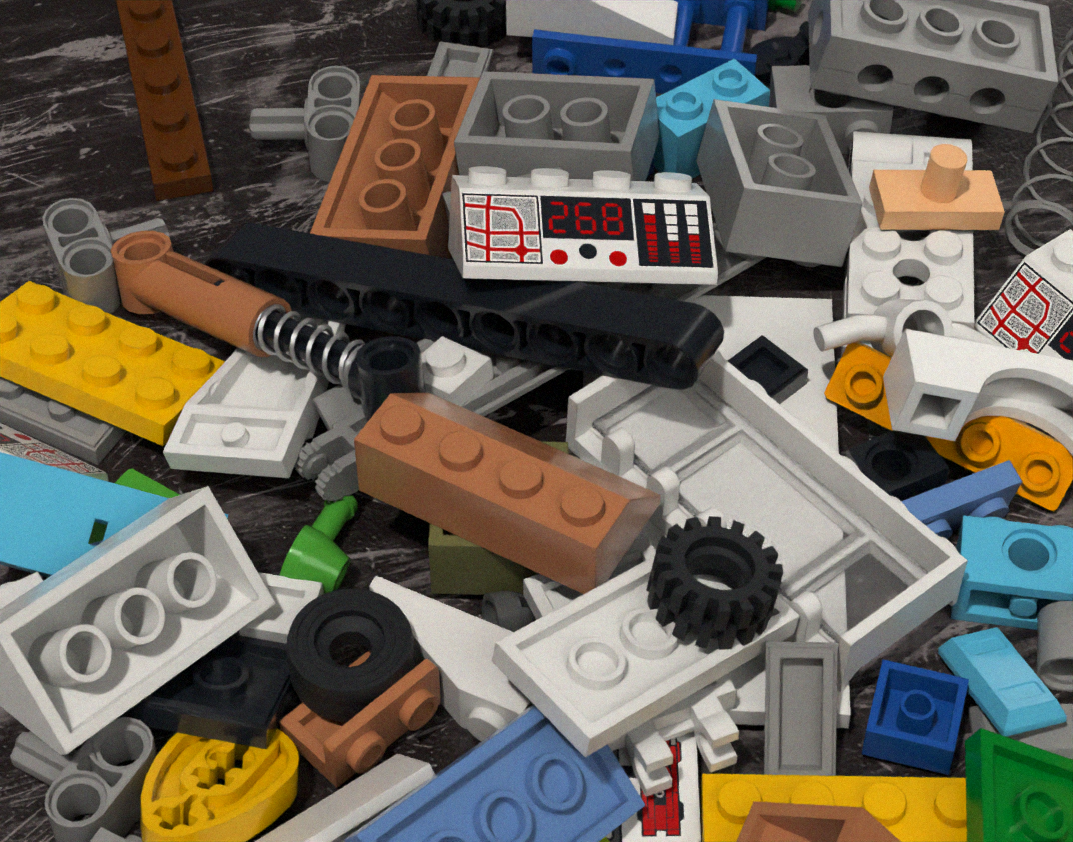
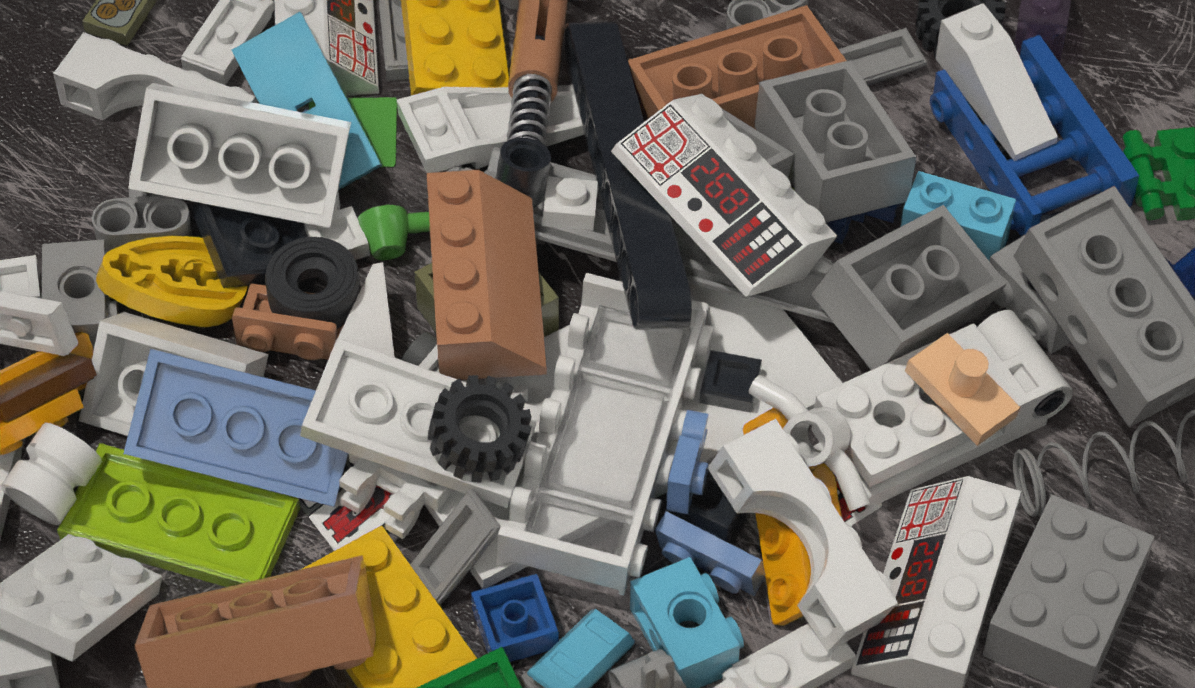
camera: 55 degrees right, 5 degrees up
(875, 447) = (687, 472): none -> medium blue plate

